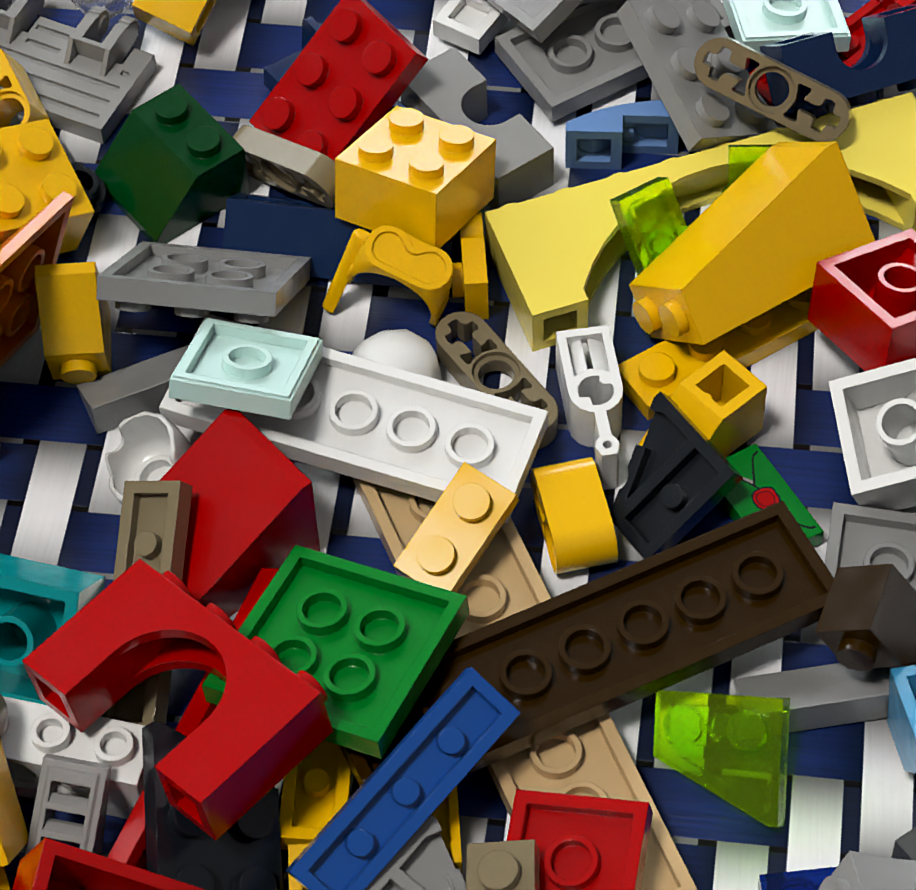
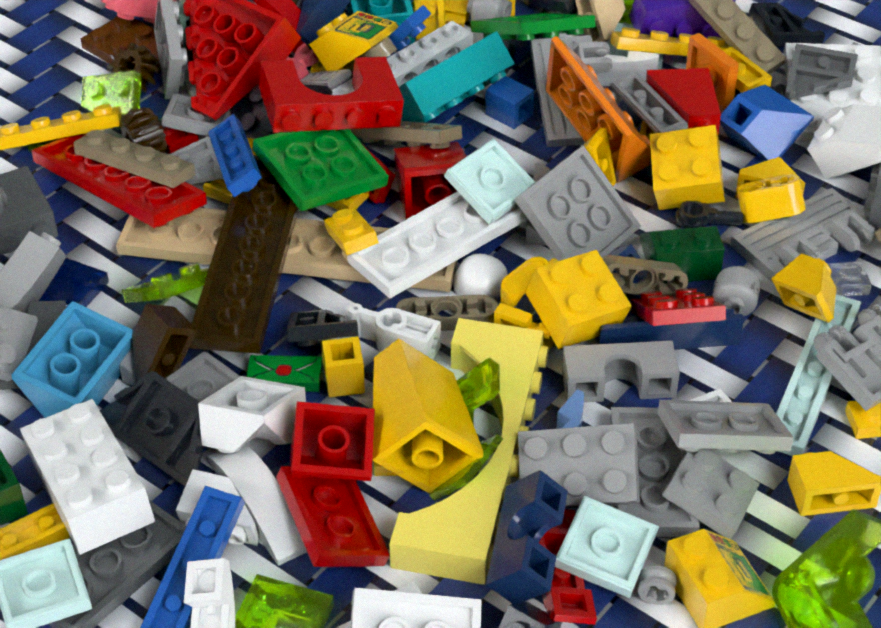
camera: 120 degrees right, 10 degrees down
(224, 78) = (736, 289): none -> light grey head
(574, 515) = (336, 293): yellow beam -> none
(740, 57) = (519, 465): dark tan beam -> none

